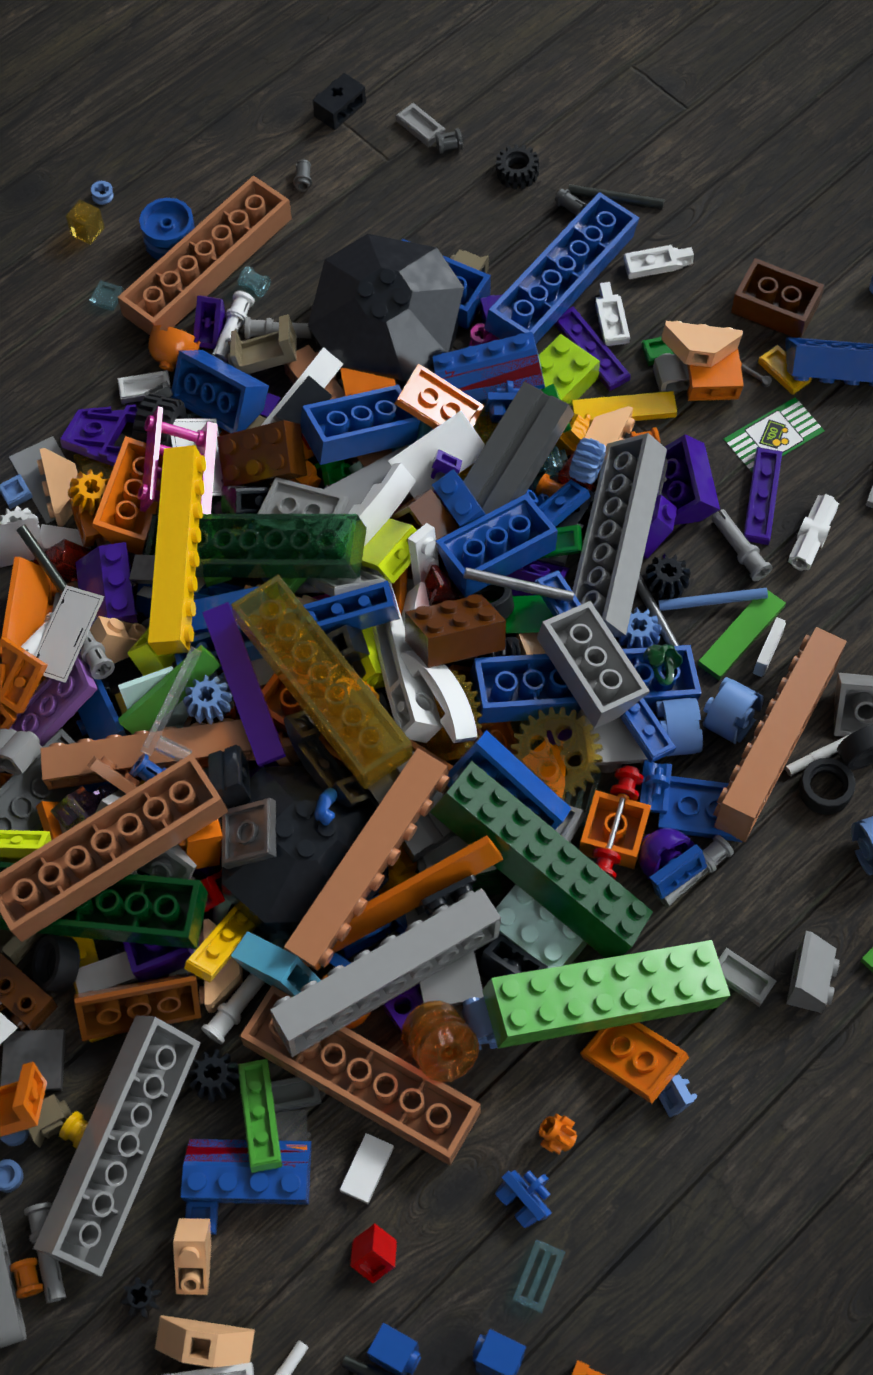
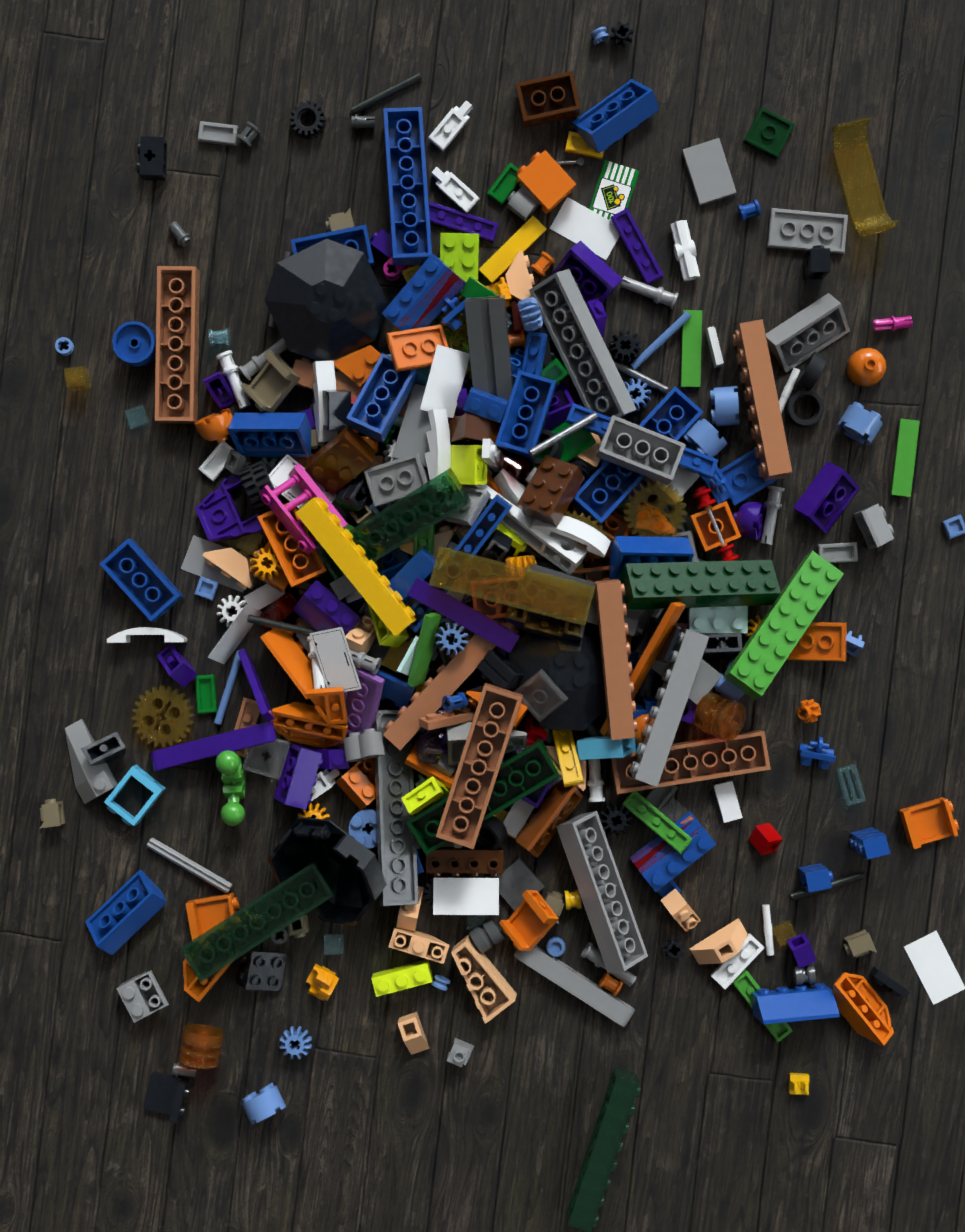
camera: 45 degrees left, 25 degrees up
(155, 740) = (444, 683): clear piece -> none
(325, 800) = (570, 651): blue arm -> none
(445, 463) = (456, 386): dark purple tile -> none
(666, 653) = (671, 413): dark green piece -> none
(678, 871) = (767, 525): blue plate -> none
(700, 343) = (533, 178): light nougat slope -> none
(724, 443) = (583, 224): none -> white sticker
(778, 901) = (826, 497): none -> dark purple slope

